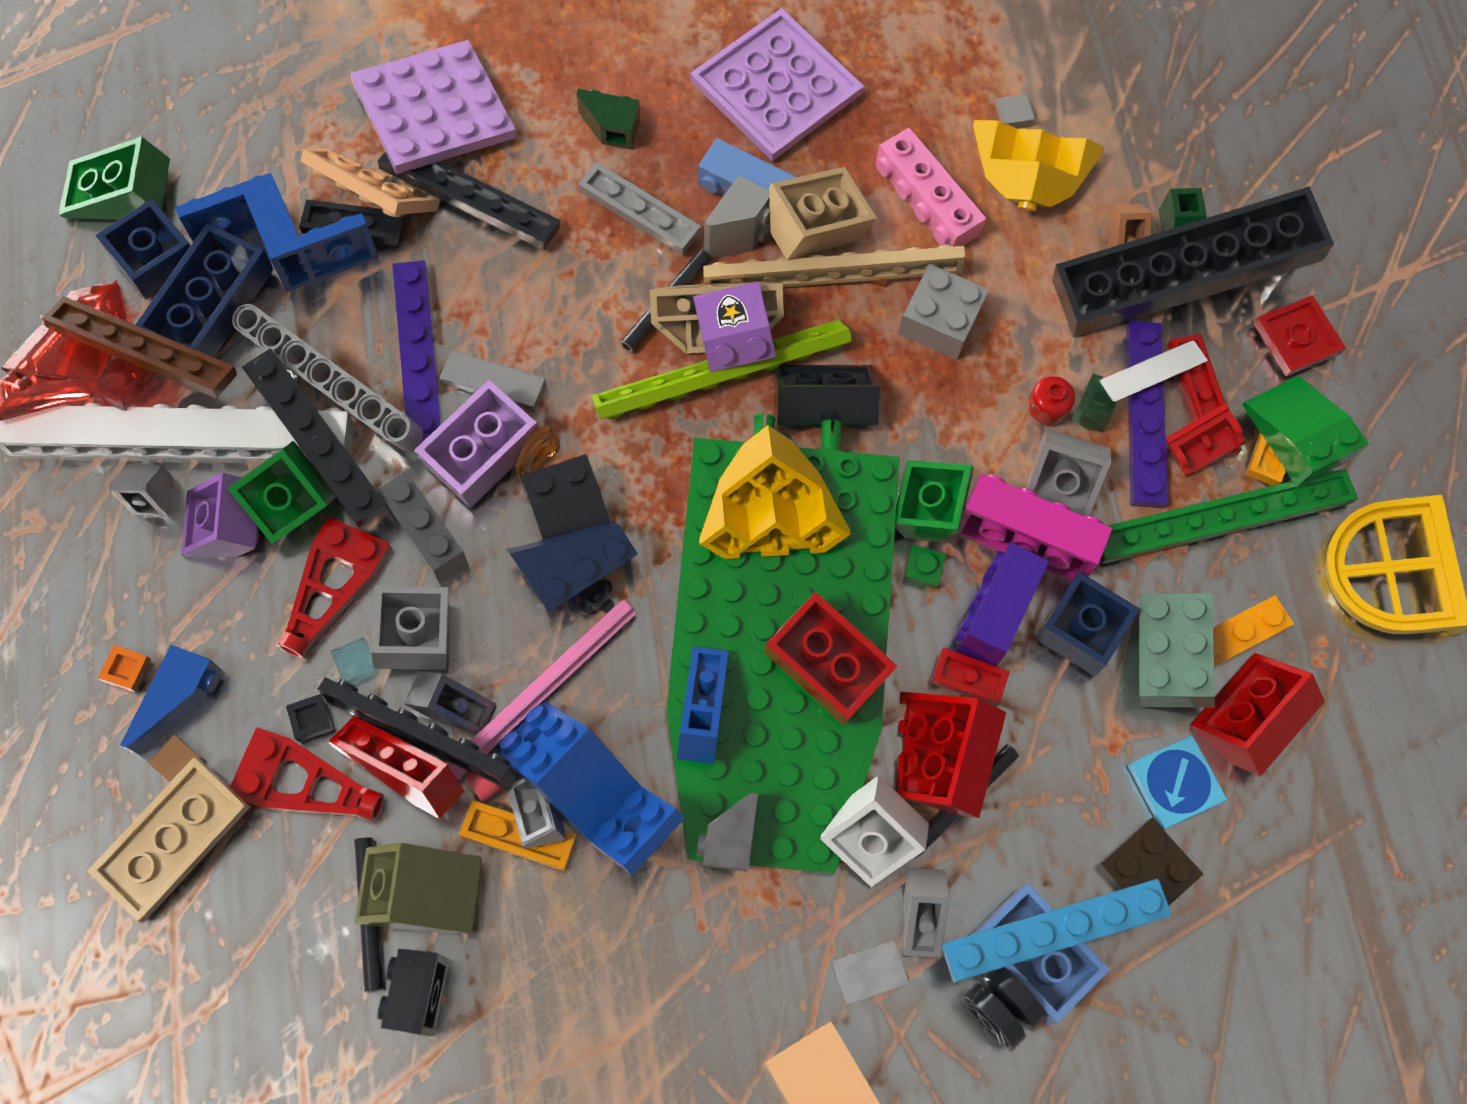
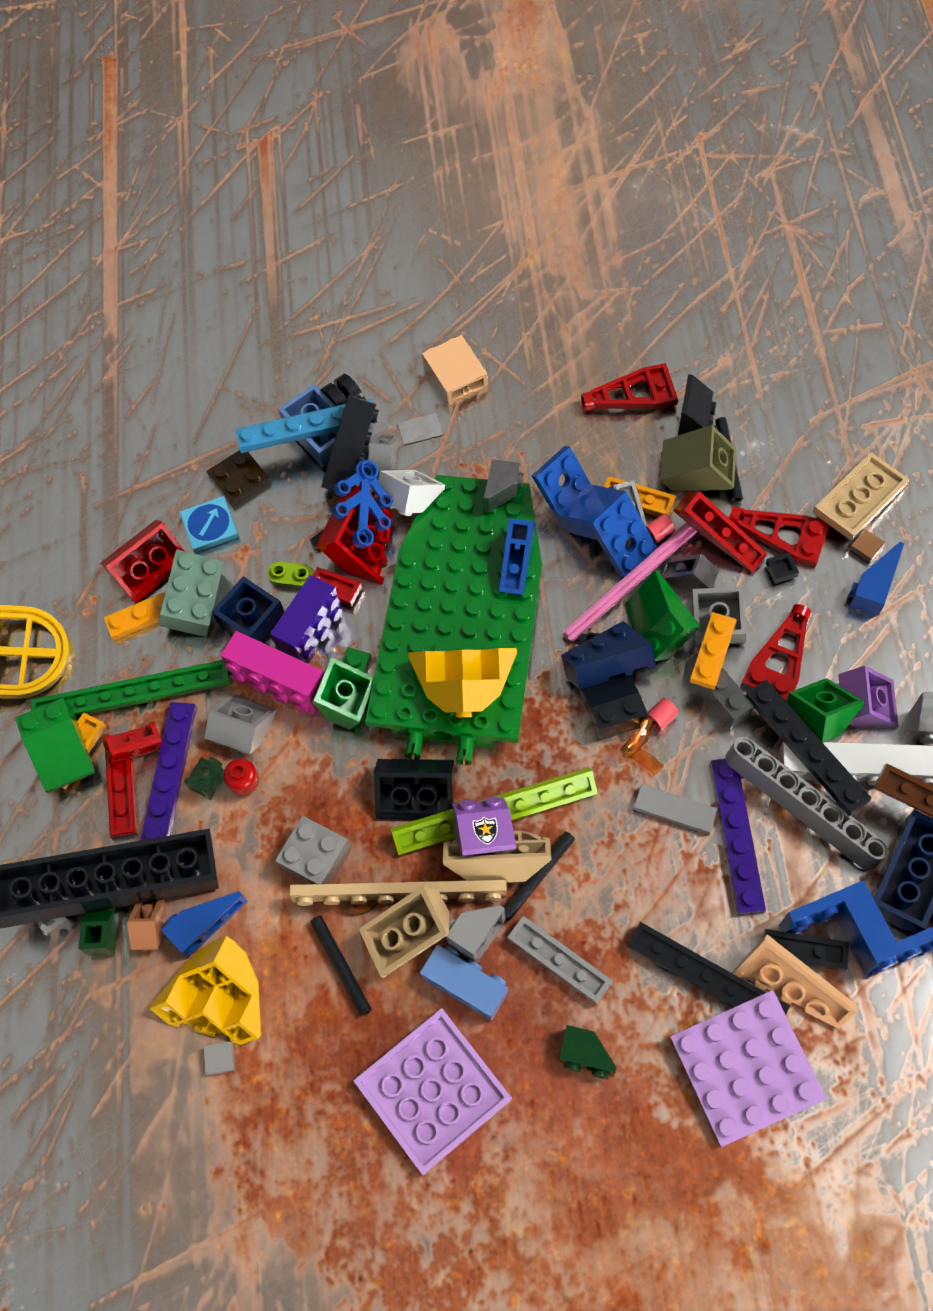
camera: 165 degrees left, 5 degrees down
(124, 668) = (914, 600): orange plate -> none
(354, 660) = (757, 605): clear light blue tile -> none
(424, 555) = (713, 651): none -> light orange plate
(430, 738) = (715, 551): black plate -> none
(469, 1052) = (658, 382): none -> red plate
(477, 443) = (680, 744): lavender brick -> none
(496, 617) = (661, 616): none -> green slope
(502, 495) = (662, 714): none -> coral gear
(829, 658) = (430, 574): red brick -> none
(892, 201) = (341, 966): none -> black piece
(929, 190) = (308, 970): bright pink brick -> none
(945, 778) = (365, 501): none -> blue plant
(980, 893) = (349, 441): none -> black brick
(1037, 699) = (290, 576): none -> lime plate
(1067, 237) = (197, 924): none -> blue slope
(1153, 370) = (156, 797): white sticker -> none
(1299, 335) = (32, 832): red plate -> none

